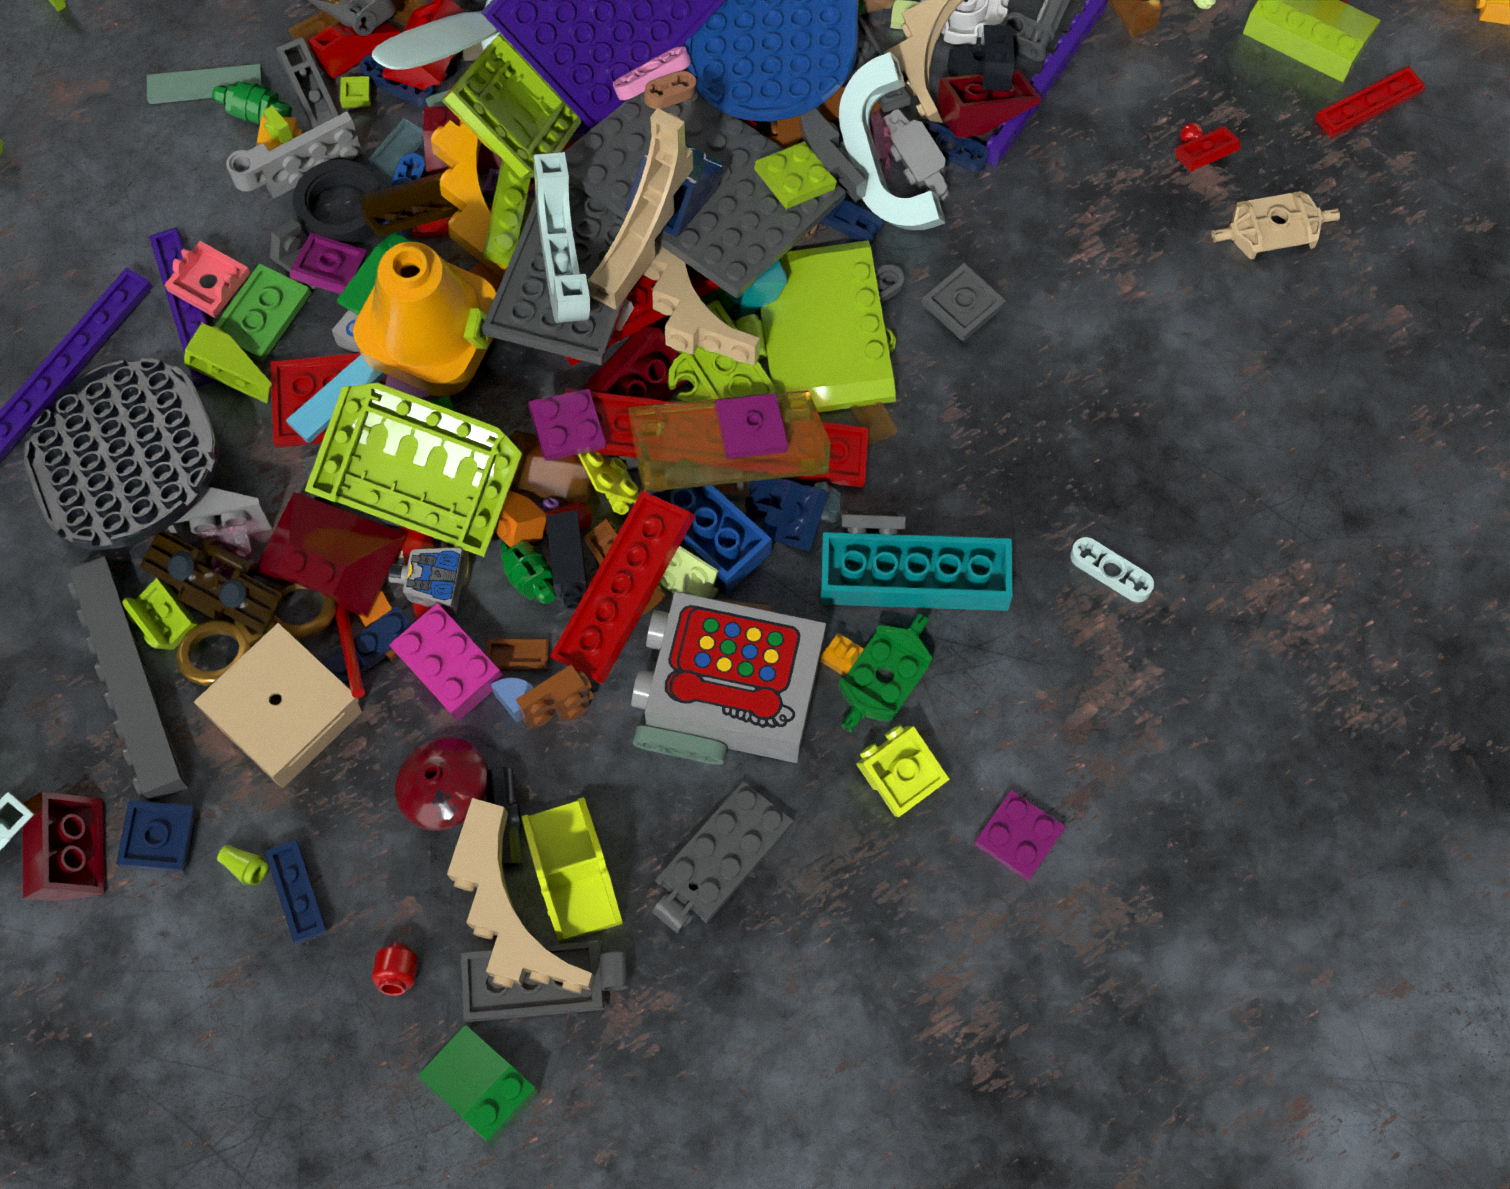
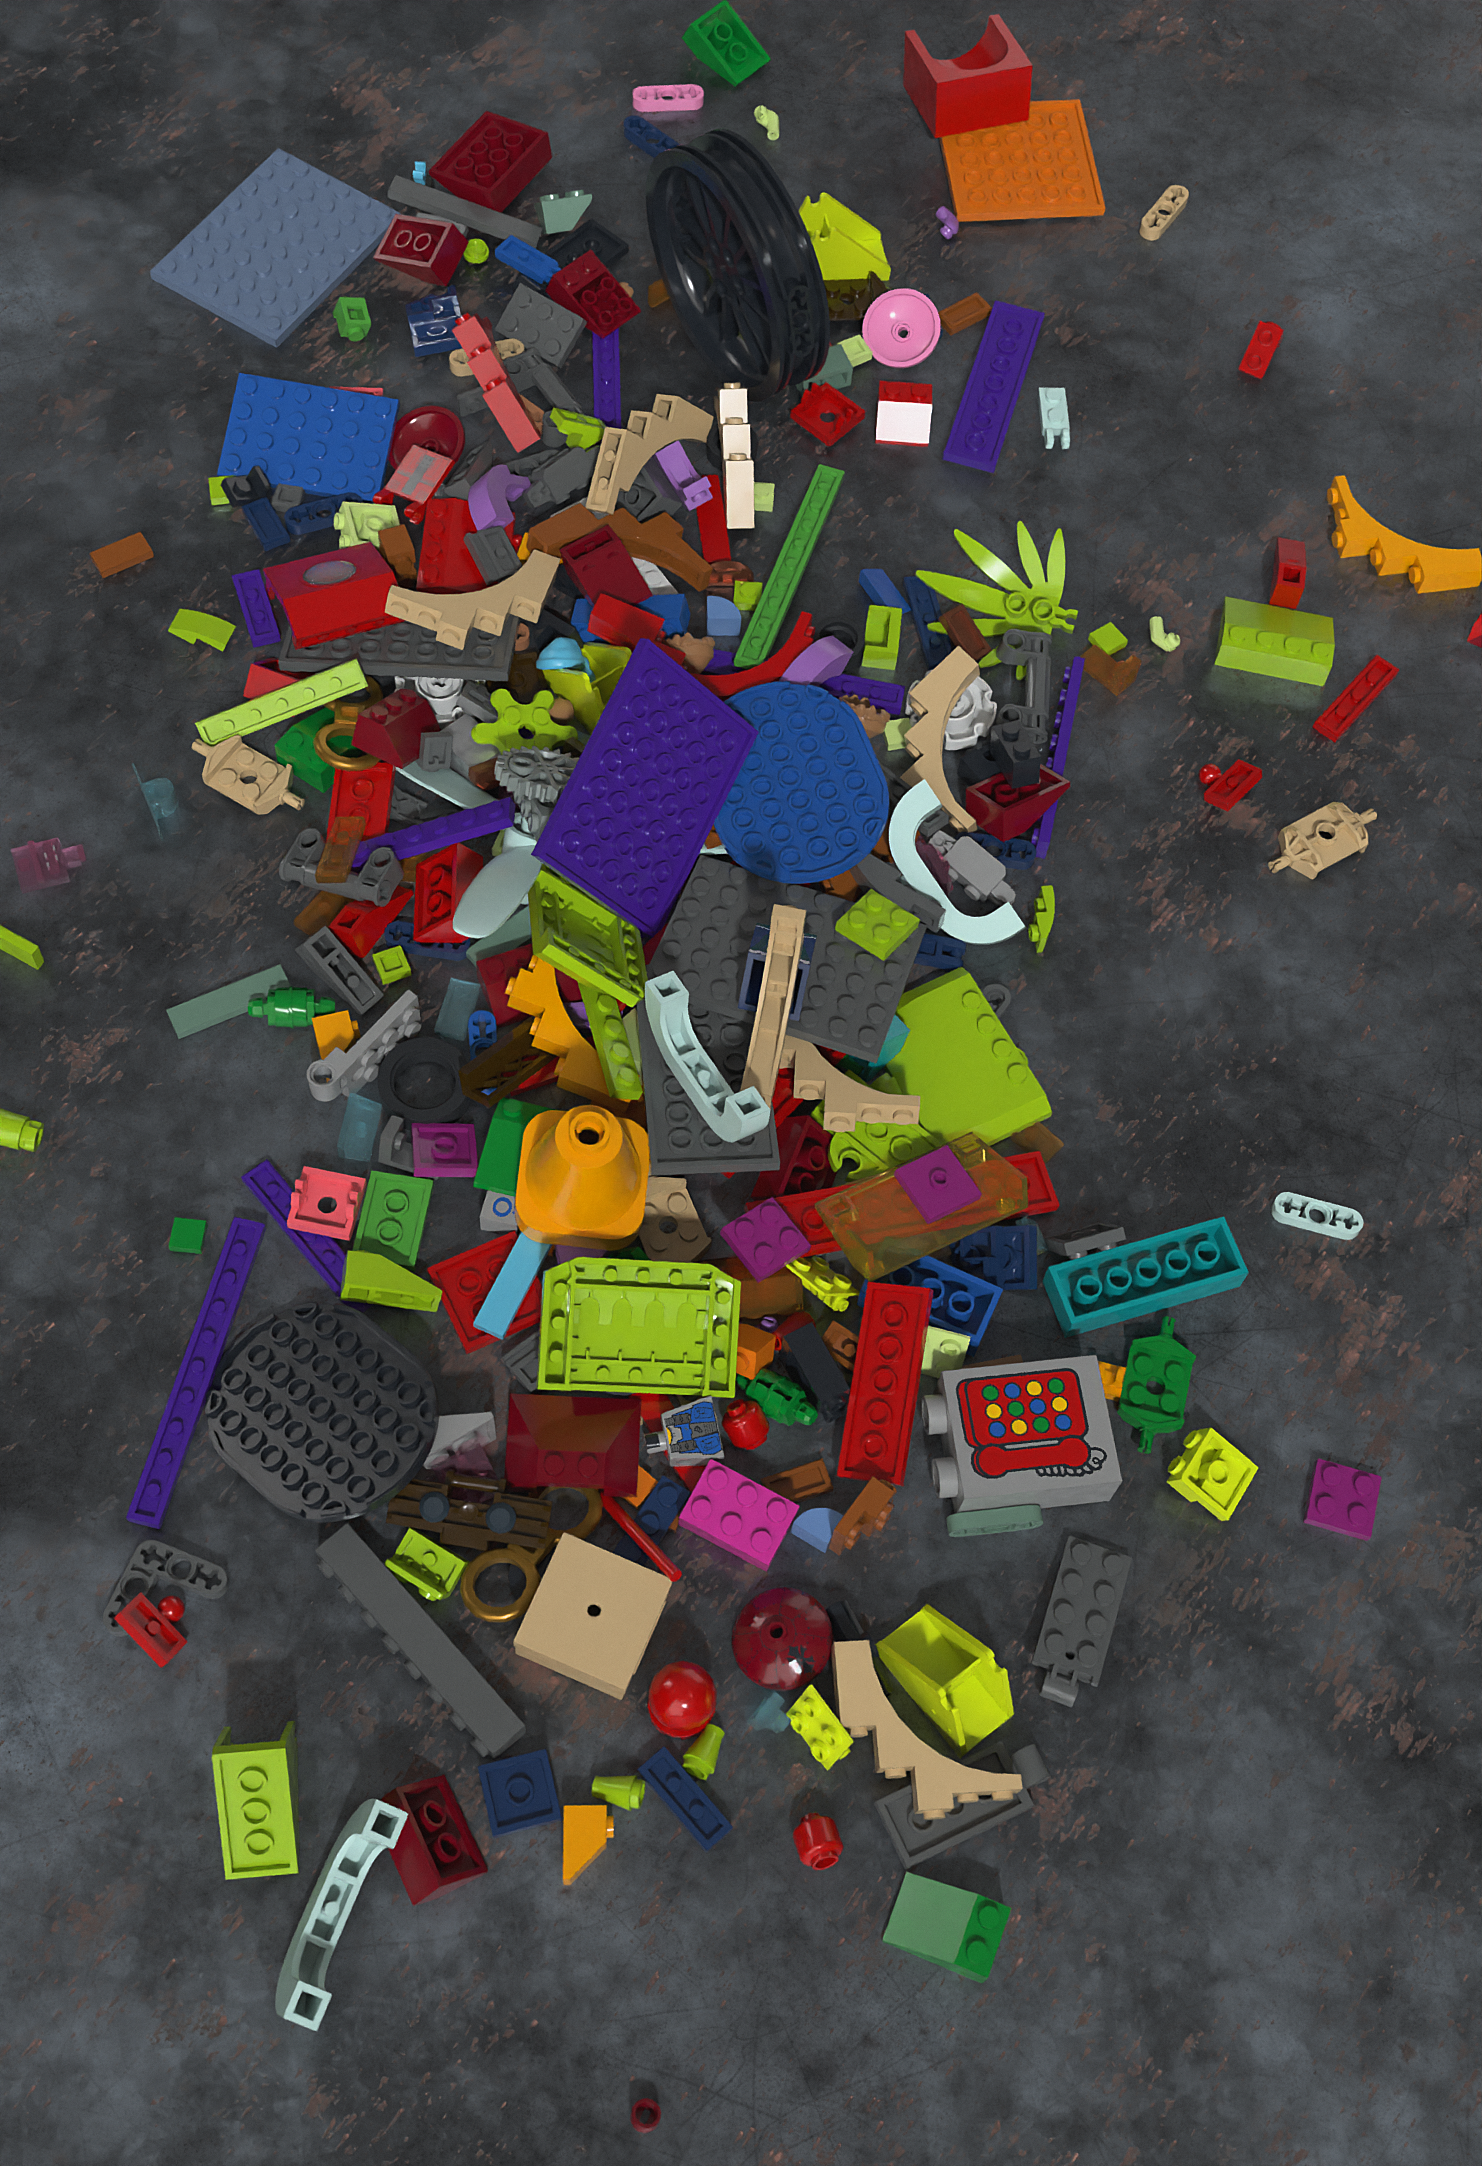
camera: 25 degrees left, 5 degrees down
(84, 272) = (188, 1235): none -> green tile
(138, 1143) = (637, 2111): none -> dark red hinge
(192, 894) = (584, 1838): none -> light orange slope
(265, 218) = (359, 1128): none -> clear light blue slope
(276, 126) = (338, 1025): lime plate -> none
(327, 804) = (681, 1700): none -> red tile
(329, 858) = (703, 1754): none -> lime cone
(400, 843) = (770, 1714): none -> clear light blue tile
(435, 861) = (819, 1728): none -> neon yellow hinge
(473, 329) = (643, 1169): lime tile -> none
(489, 585) = (745, 1424): none -> red head
(502, 368) = (670, 1201): none -> tan plate
(665, 64) = (703, 854): bright pink beam -> none
(669, 90) = (717, 871): nougat beam -> none
(963, 302) = (1073, 1000): dark grey plate -> none
(966, 220) = (1043, 919): none -> lime slope

